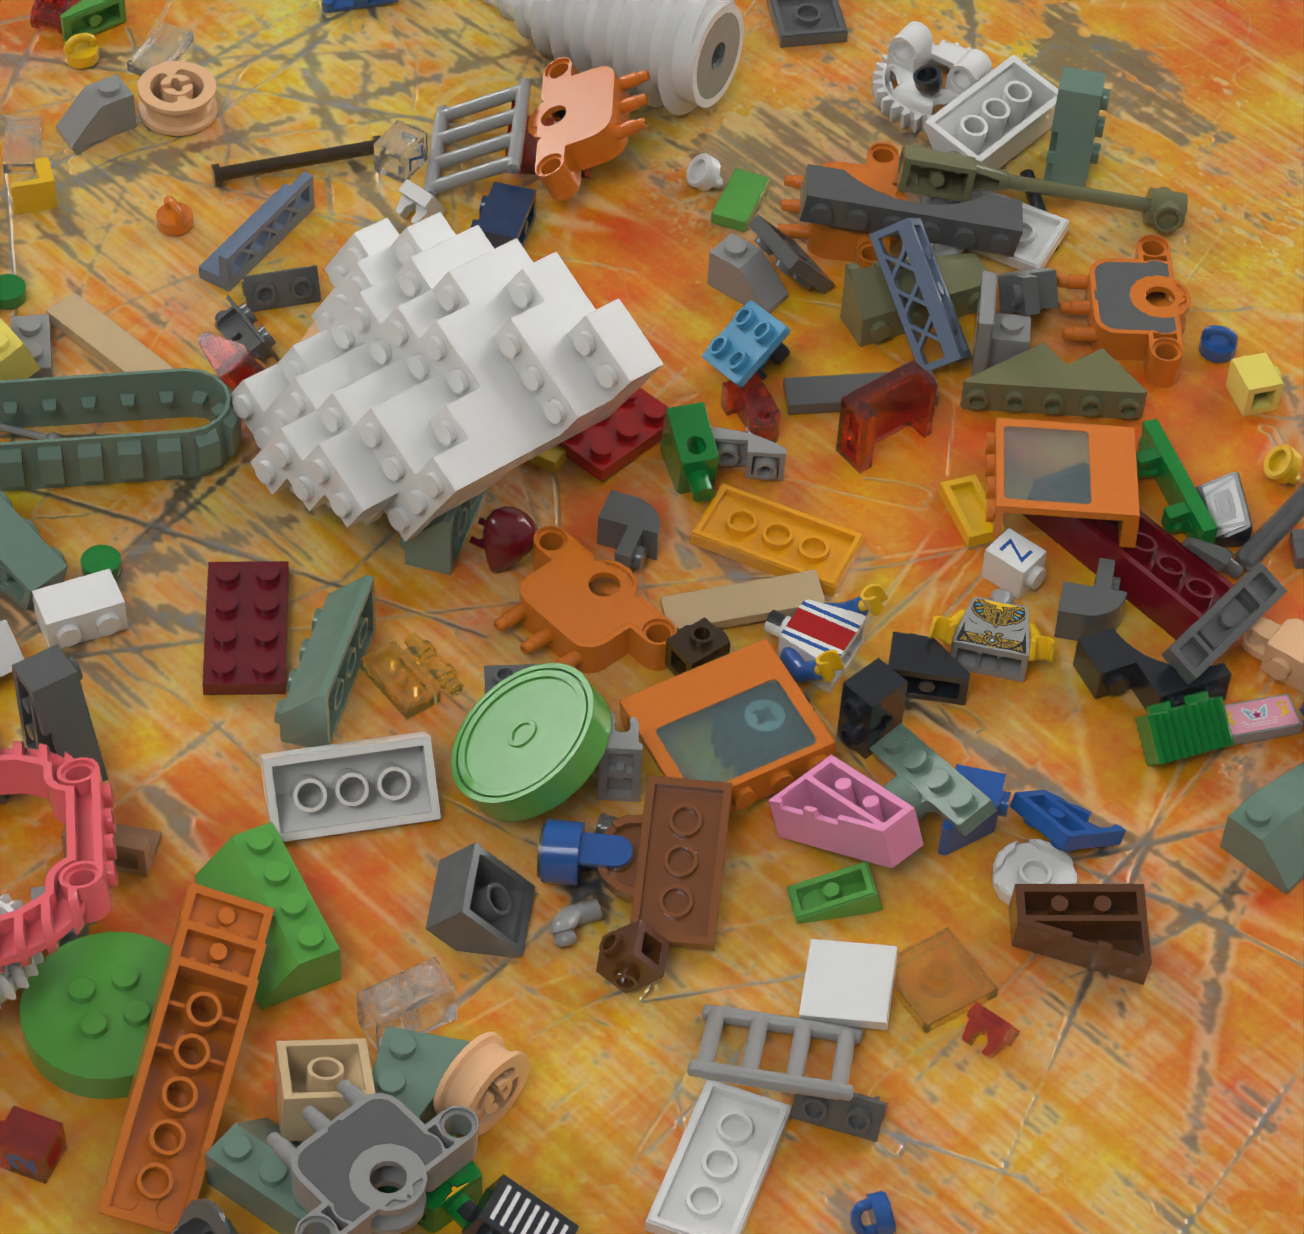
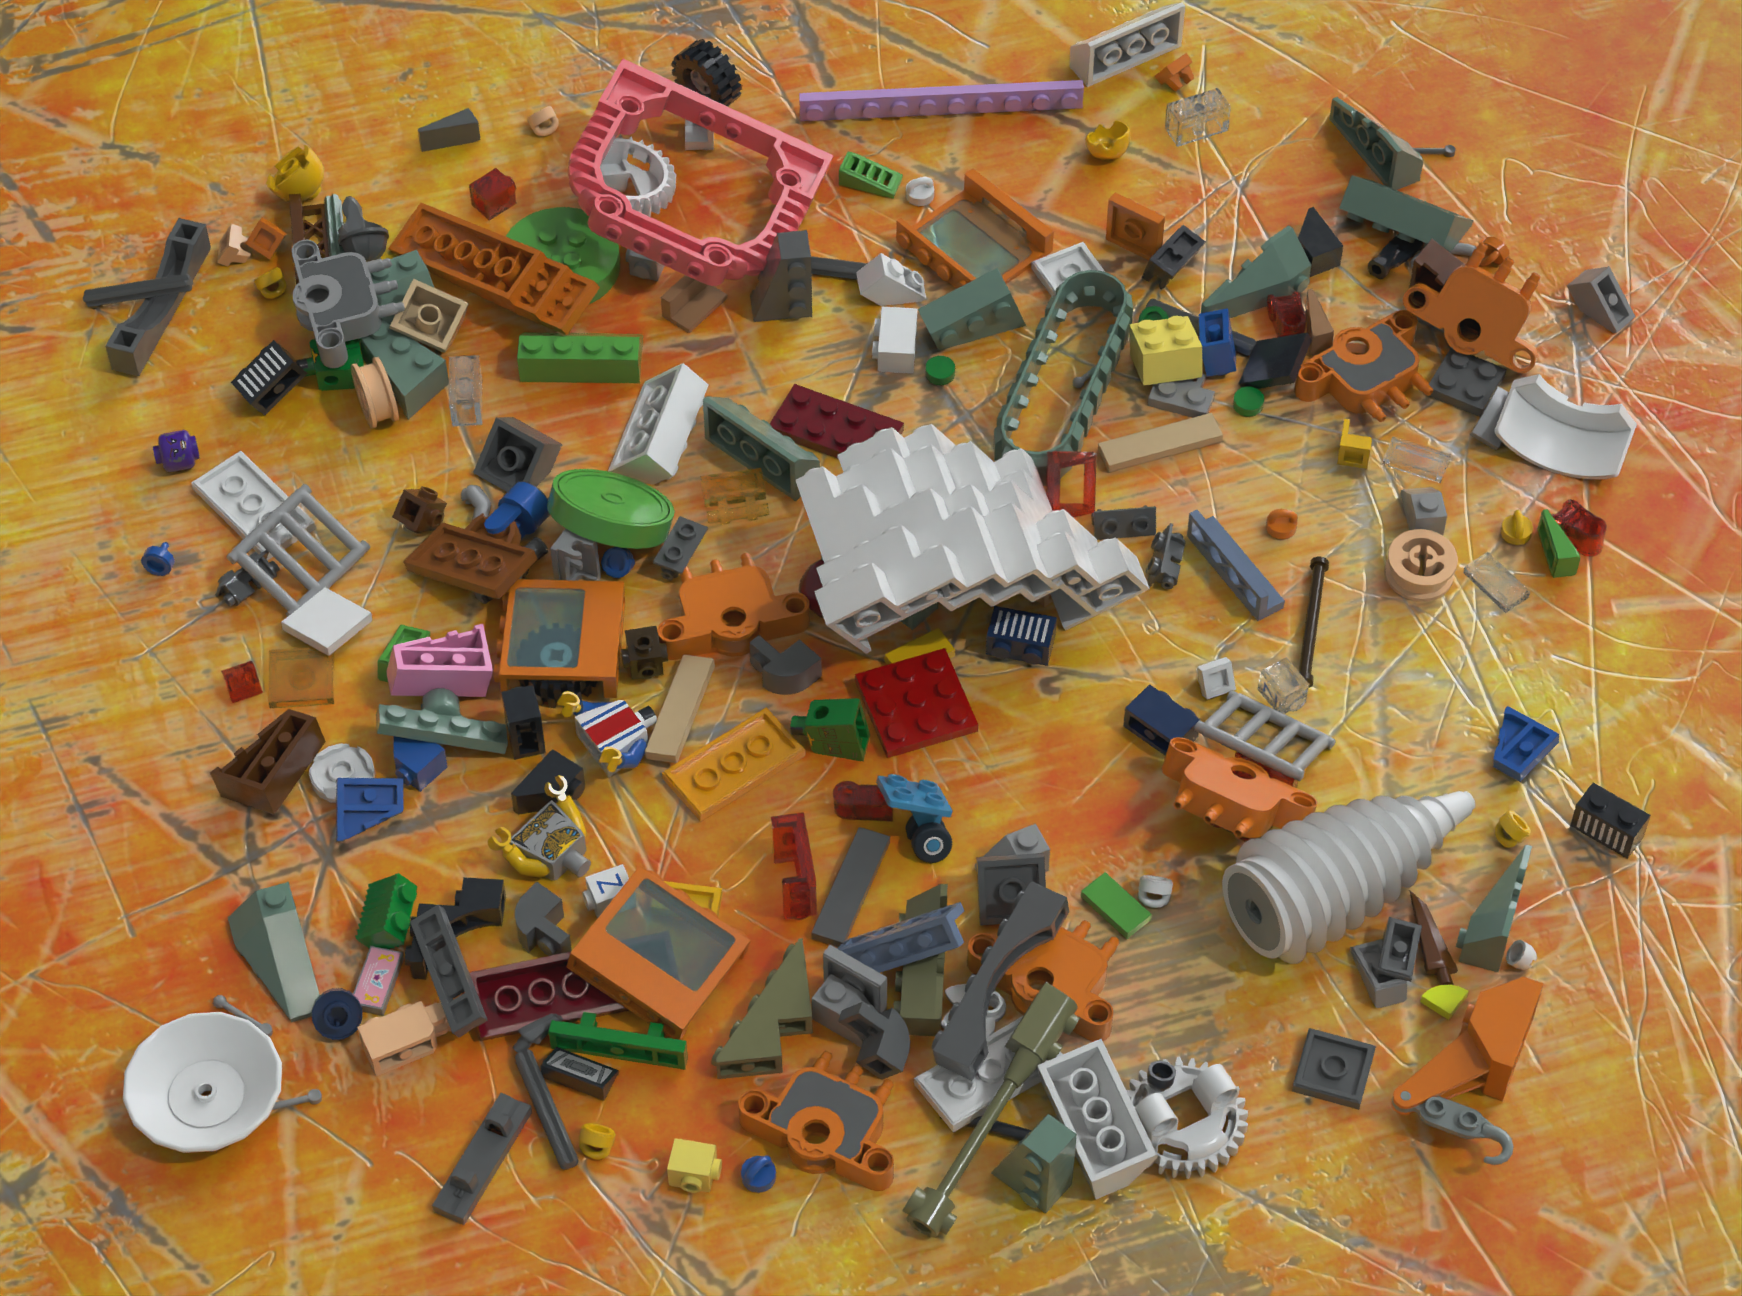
camera: 120 degrees right, 5 degrees up
(760, 456) = (818, 776): light grey slope -> none

